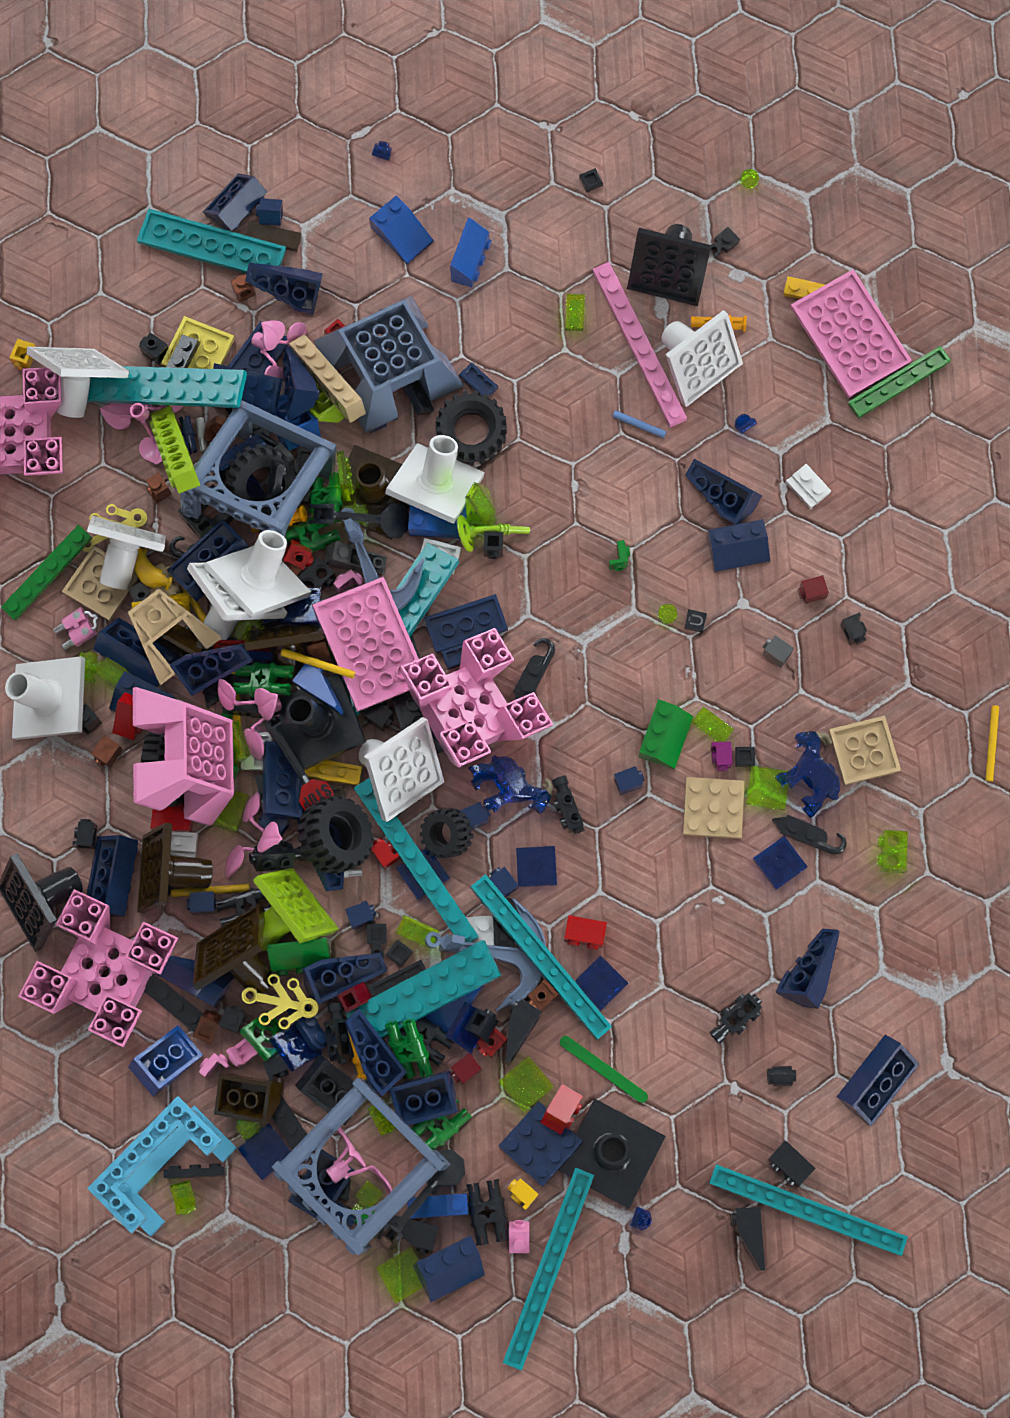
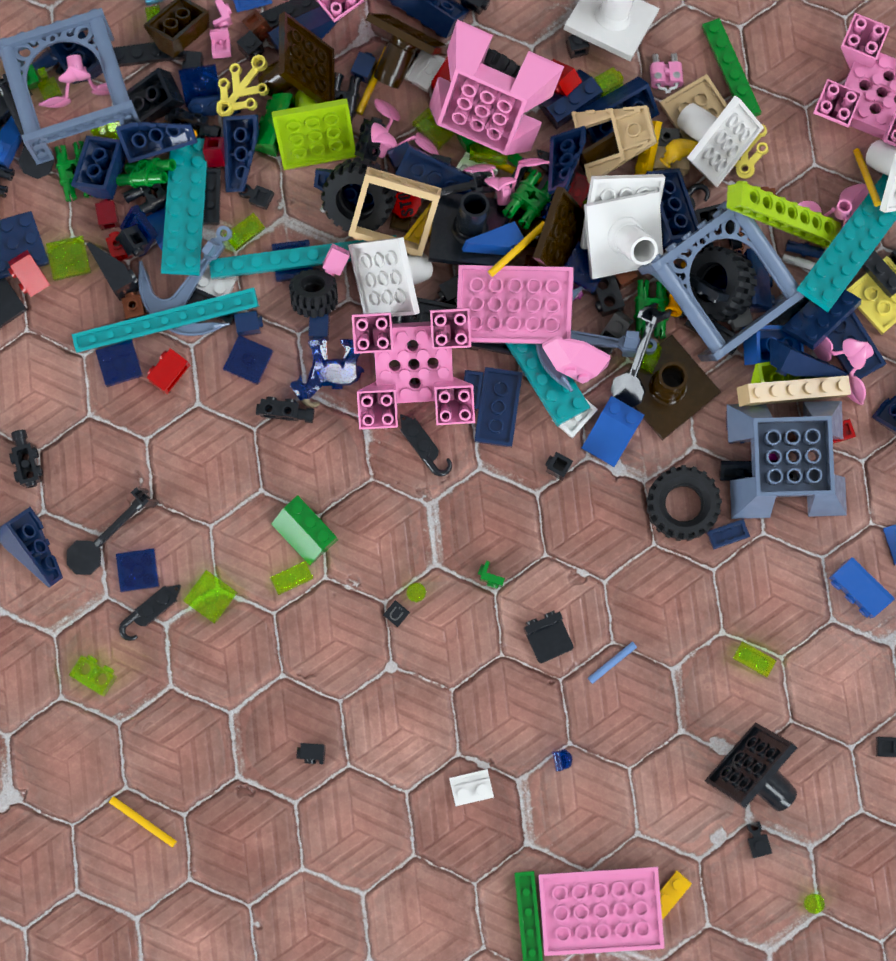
camera: 115 degrees right, 5 degrees up
(90, 666) = (628, 69): clear neon green brick -> none
(97, 408) = (867, 177): none -> yellow bar
(106, 752) = (540, 45): copper brick -> none
(212, 427) = (797, 271): copper bracket -> none
(247, 1032) = (230, 50): green piece -> none
(264, 1151) = (129, 25): clear blue plate -> none
(298, 549) = (635, 287): red brick -> none
(314, 789) = (402, 185): none -> tan window
(326, 495) = (677, 339): green pin -> none
(343, 581) = (593, 319): bright pink bracket -> none
(344, 475) = (694, 362): clear neon green plate -> none
(360, 915) = (284, 191): dark blue brick -> none
(384, 853) = (327, 235): red brick -> none
(394, 567) = (576, 358): none -> bright pink wedge
(399, 953) = (236, 209): black tile -> none
(406, 826) = (335, 260): none -> bright pink brick
(435, 479) = (643, 441): white piece -> none
(469, 532) = (579, 452): lime dish -> none
(479, 506) = (599, 470): clear neon green wedge -> none
(603, 1069) = (47, 329): green piece -> none
(628, 780) = (280, 476): dark blue brick -> none
(639, 344) = (693, 704): bright pink plate -> none
(646, 484) = (548, 637): none -> black bracket
(701, 357) = (645, 747): white piece -> none
(713, 808) = (218, 539): tan plate -> none
(722, 755) = (258, 569): magenta brick -> none
(726, 495) = (500, 705): dark blue wedge -> none
(737, 323) = (674, 794): light orange pin -> none
(738, 545) = (445, 689): dark blue slope -> none
(744, 756) = (249, 591): black tile -> none
(777, 650) = (327, 670): dark grey brick -> none
(793, 917) = (85, 556): none -> black piece
(813, 589) = (368, 735): dark red brick -> none
(814, 772) = (202, 642): clear blue animal -> none
(864, 750) = (197, 700): tan plate -> none

